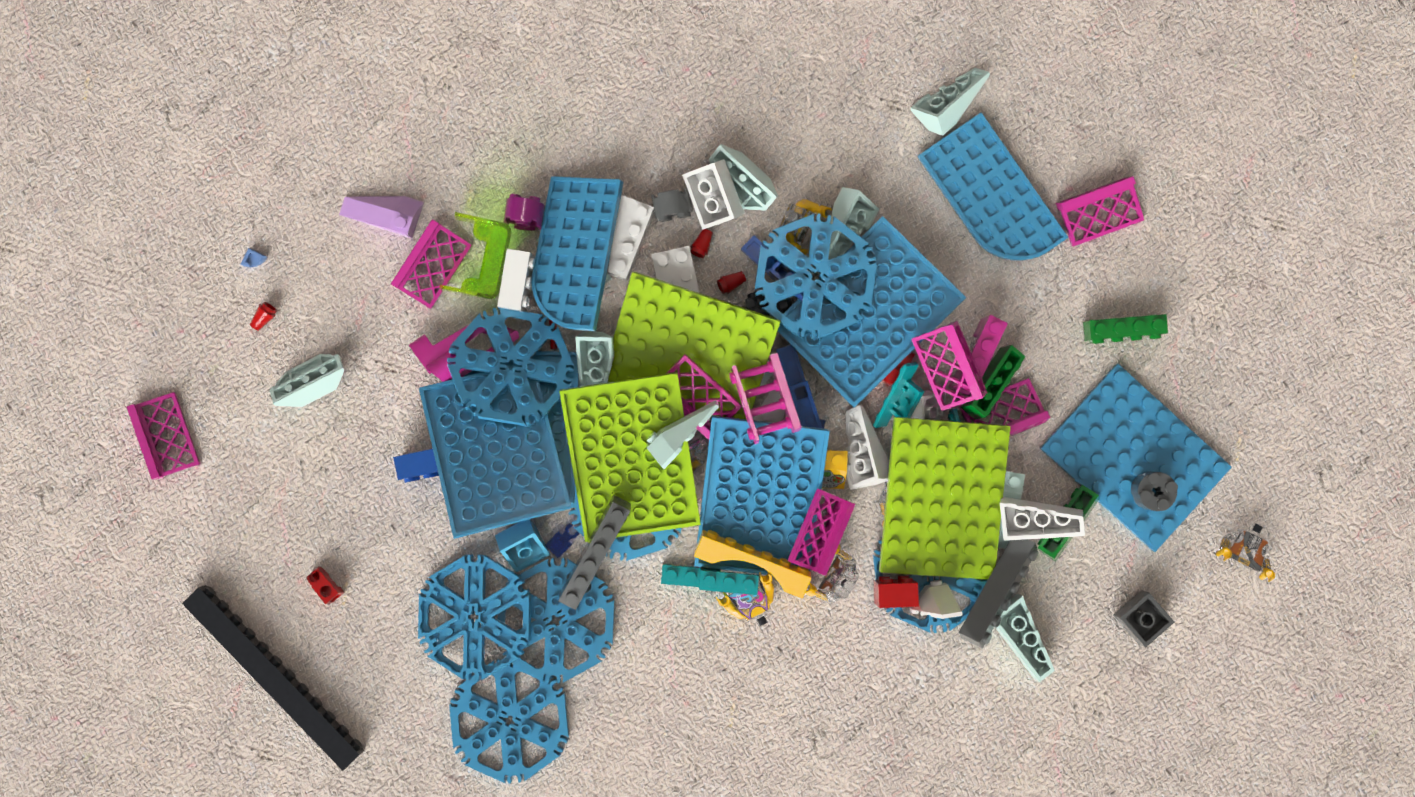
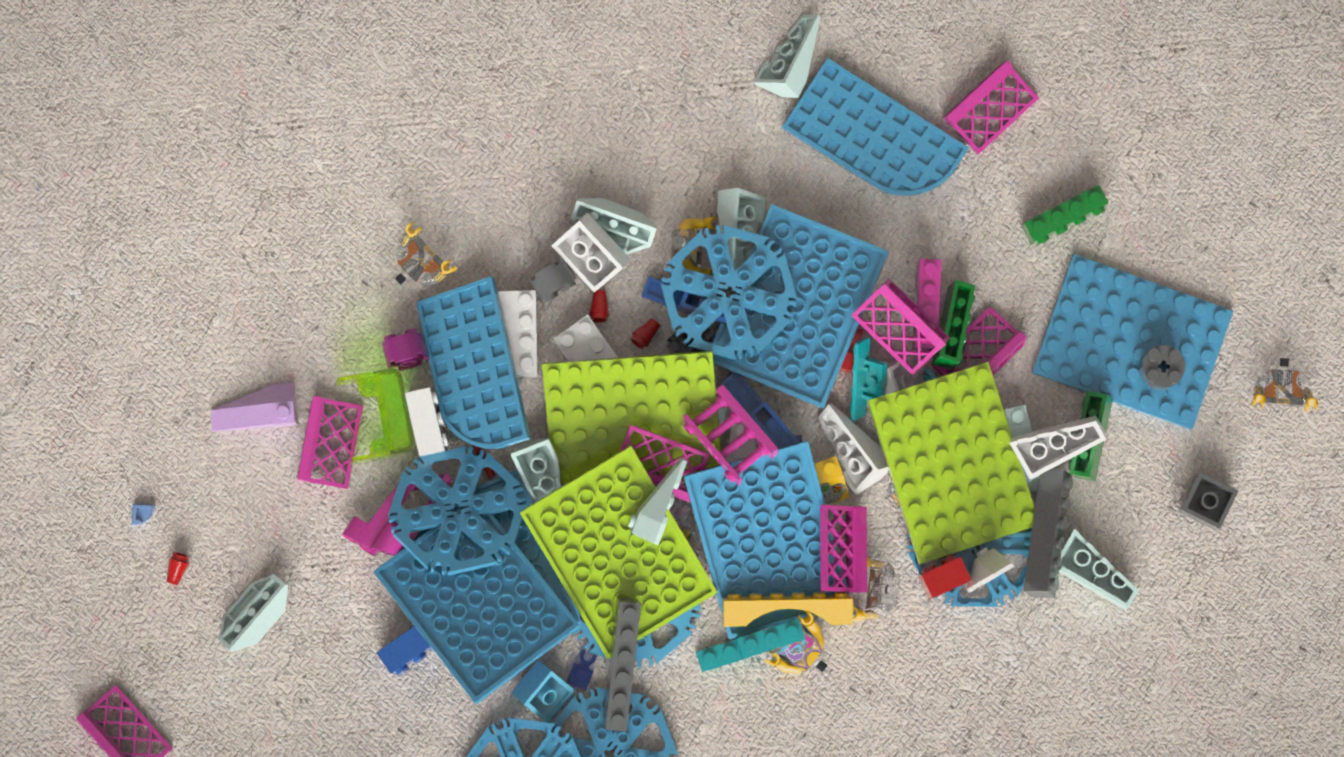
camera: 25 degrees left, 5 degrees down
(567, 142) = (419, 261): none -> torso

